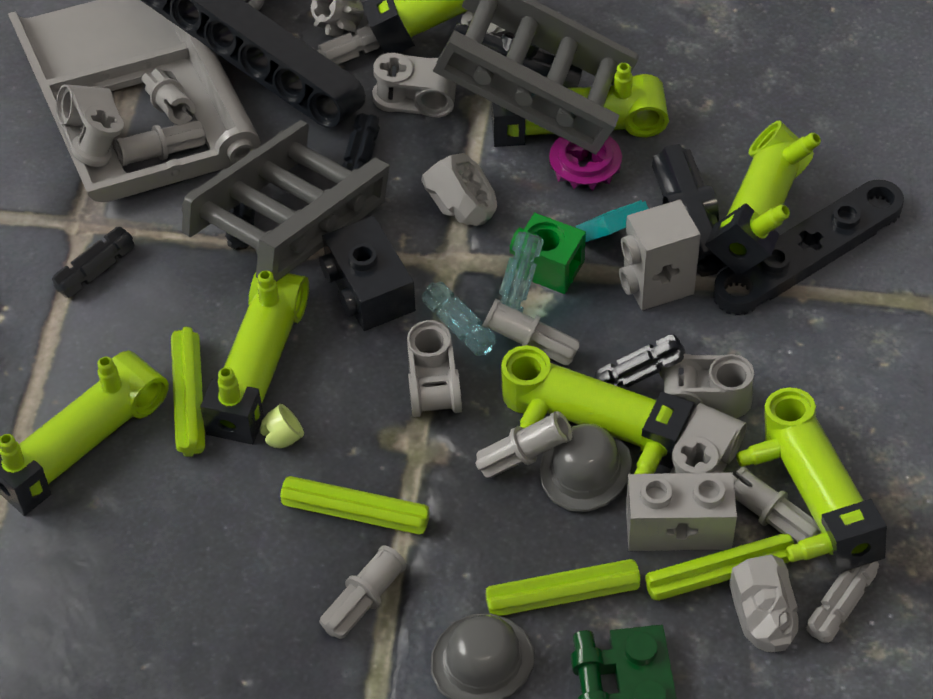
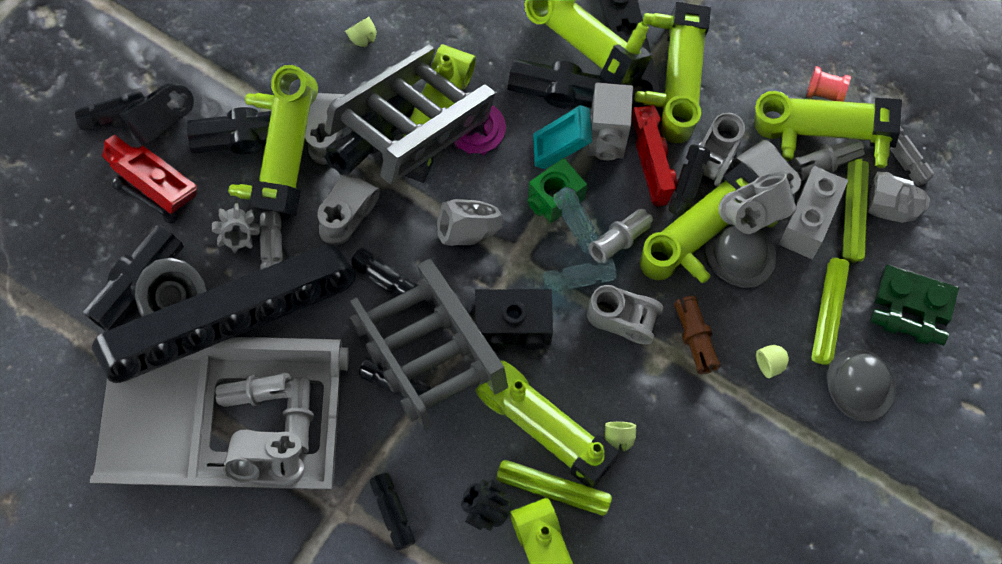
camera: 70 degrees left, 15 degrees up
(132, 329) = (486, 505): none -> black gear
(354, 505) = (706, 413): lime axle -> none
(362, 592) = (782, 437): light grey axle -> none
(447, 456) = (697, 335): none -> reddish brown pin
(457, 545) = (772, 360): none -> yellowish green hinge
(524, 445) = (722, 281): light grey axle -> none
(636, 17) = (362, 32): none -> yellowish green hinge
(643, 432) = (759, 203): none -> light grey piece
(658, 320) = (653, 155): none -> red hinge
(847, 298) = (681, 98): none -> lime piece
(876, 470) = (828, 85): none -> coral bush

